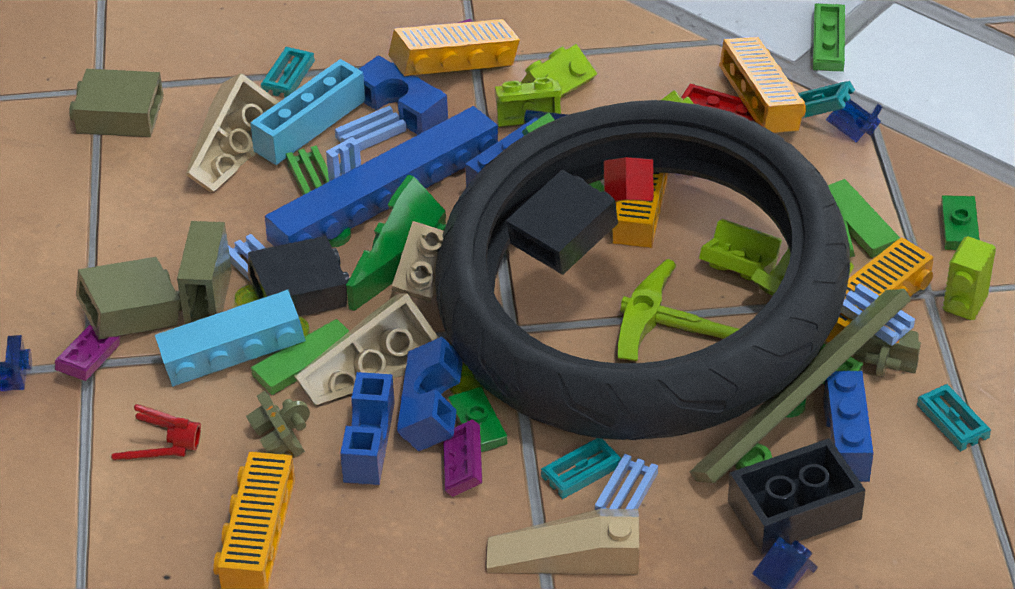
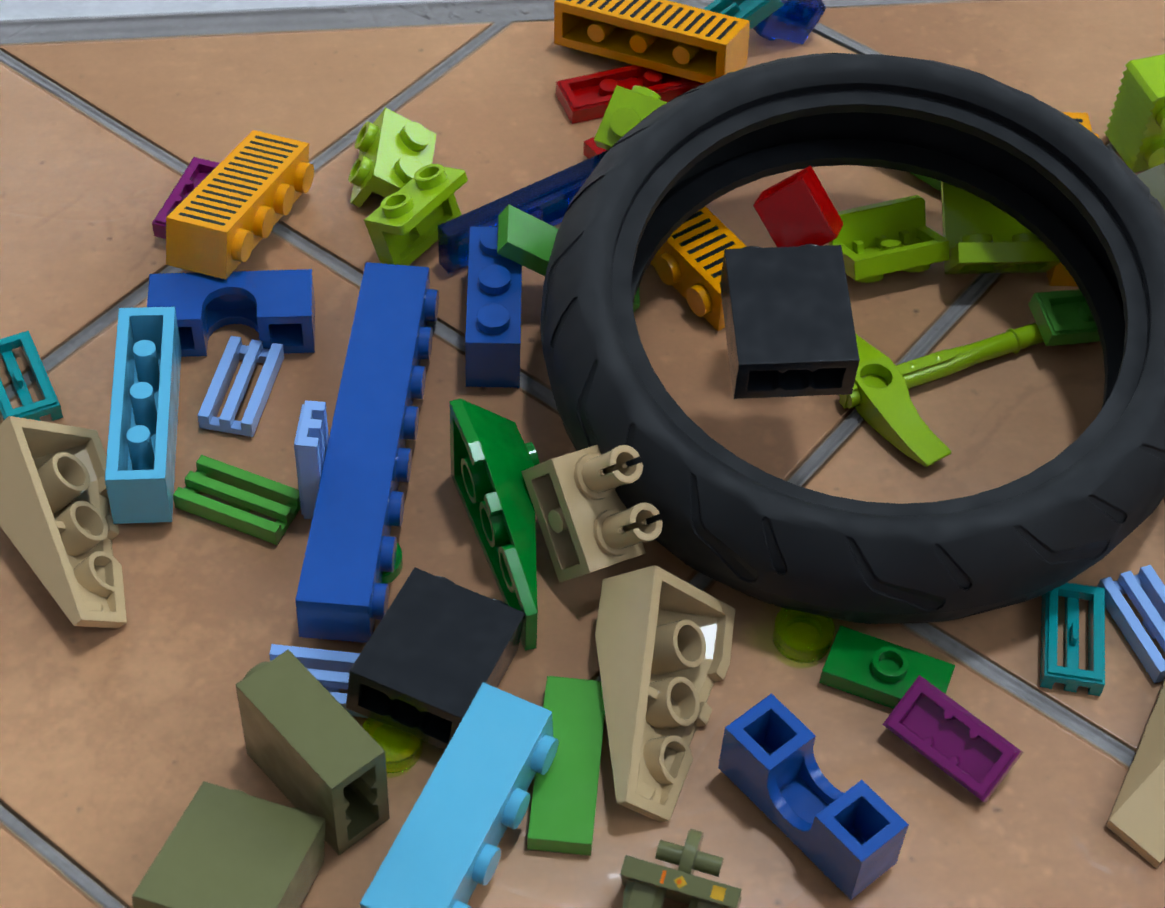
camera: 50 degrees left, 5 degrees up
(424, 413) = (852, 722): blue arch -> none
(958, 219) = (1024, 66): green plate -> none

